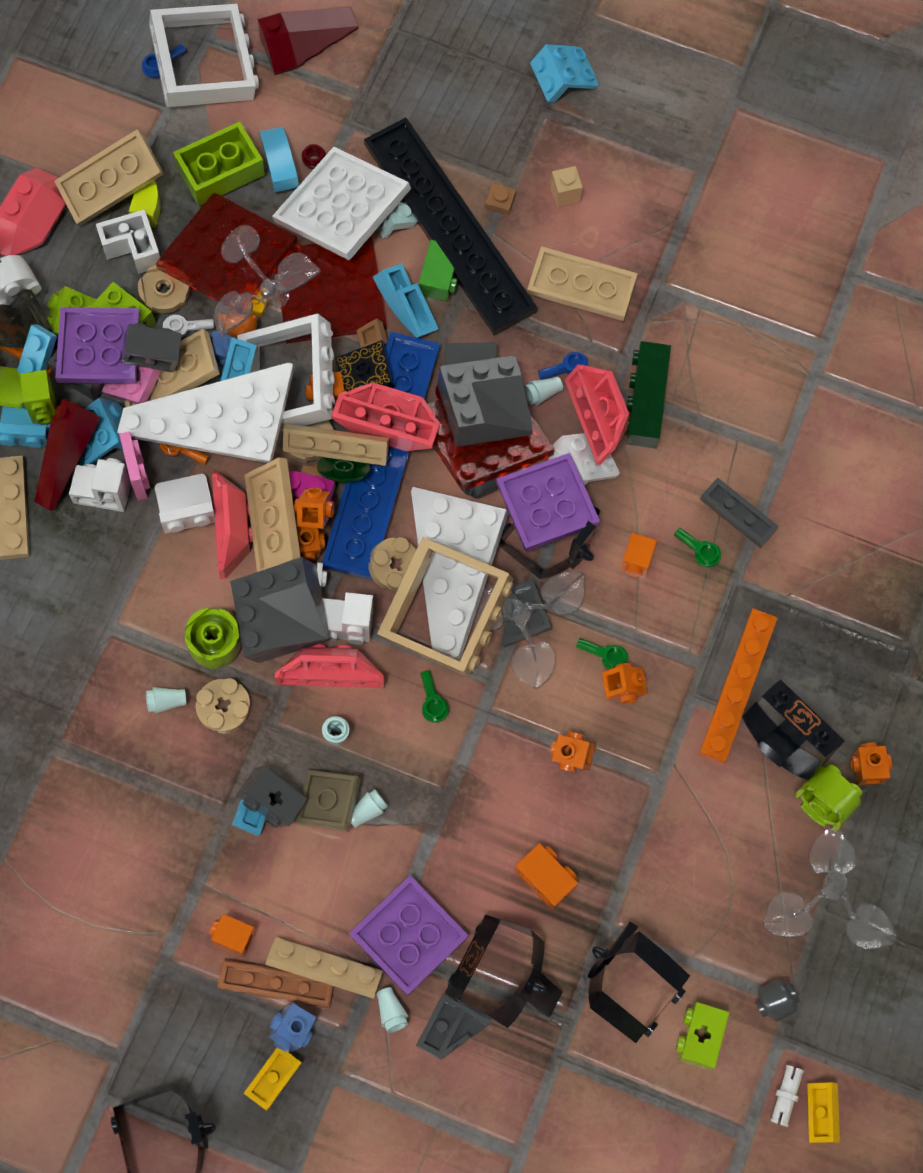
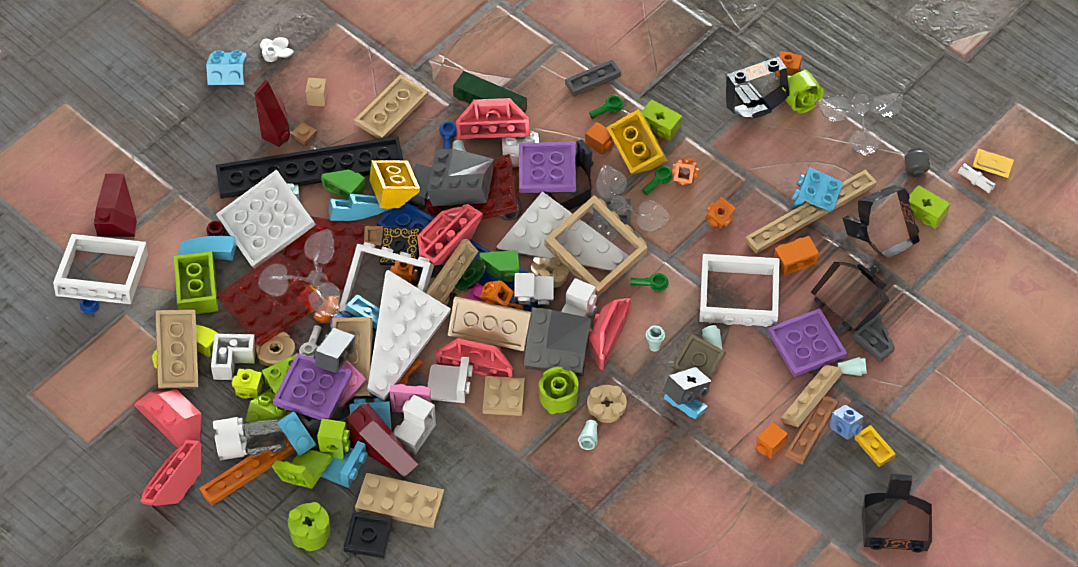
camera: 65 degrees left, 15 degrees down
(97, 274) = (248, 383): none -> neon yellow brick
(191, 576) = (503, 395): none -> tan plate
(345, 547) = (533, 289): none -> white brick
(374, 503) = (501, 264): none -> bright green slope
(417, 843) = (746, 265): none -> white window
(451, 325) = (393, 183): none -> yellow slope
(496, 146) = (271, 115): none -> dark red wedge
(620, 115) = (273, 49): none -> white plate
(633, 875) = (807, 214): none -> tan plate
(643, 604) = (637, 143): none -> yellow slope
(665, 873) = (817, 189): none -> medium azure bracket
(710, 610) = (662, 120): none -> lime brick
(738, 686) = (708, 118): orange plate -> none

